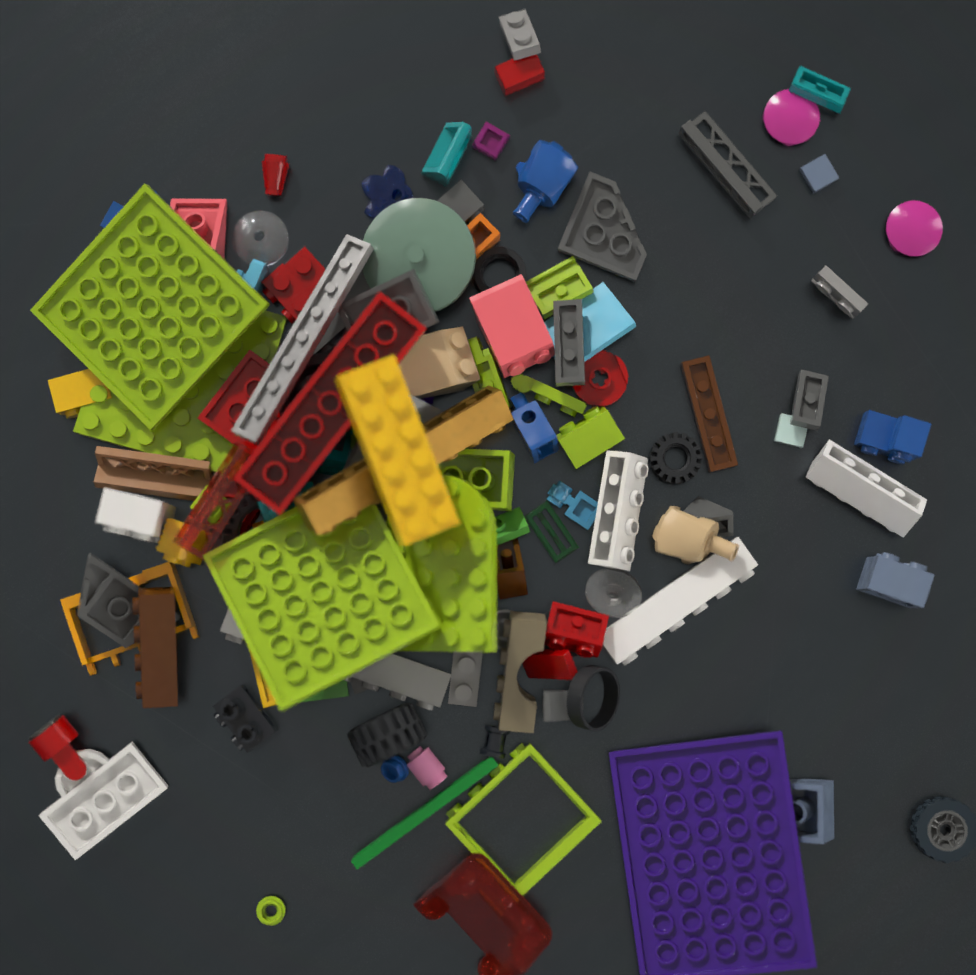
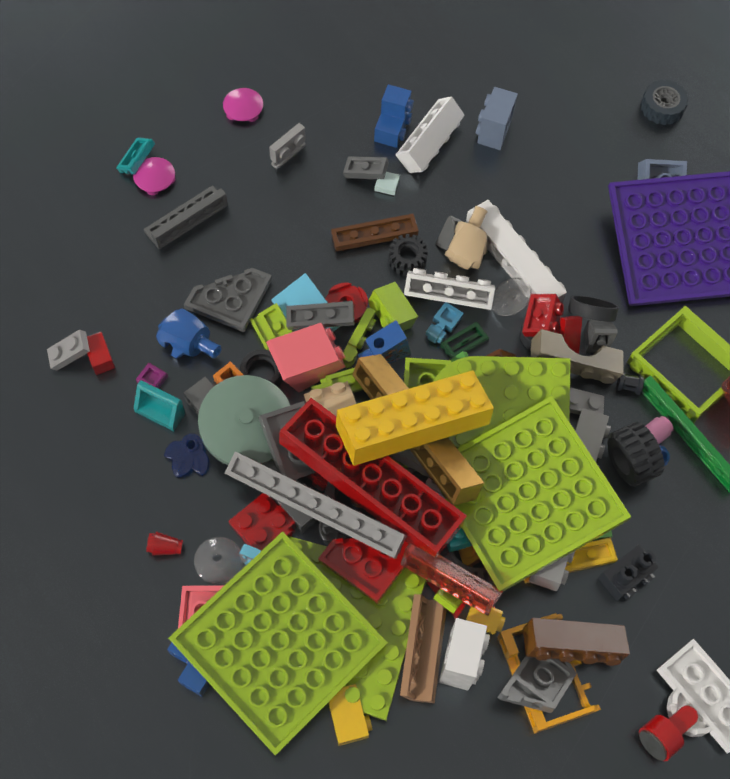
camera: 90 degrees left, 20 degrees down
(819, 173) = (198, 159): sand blue tile -> none

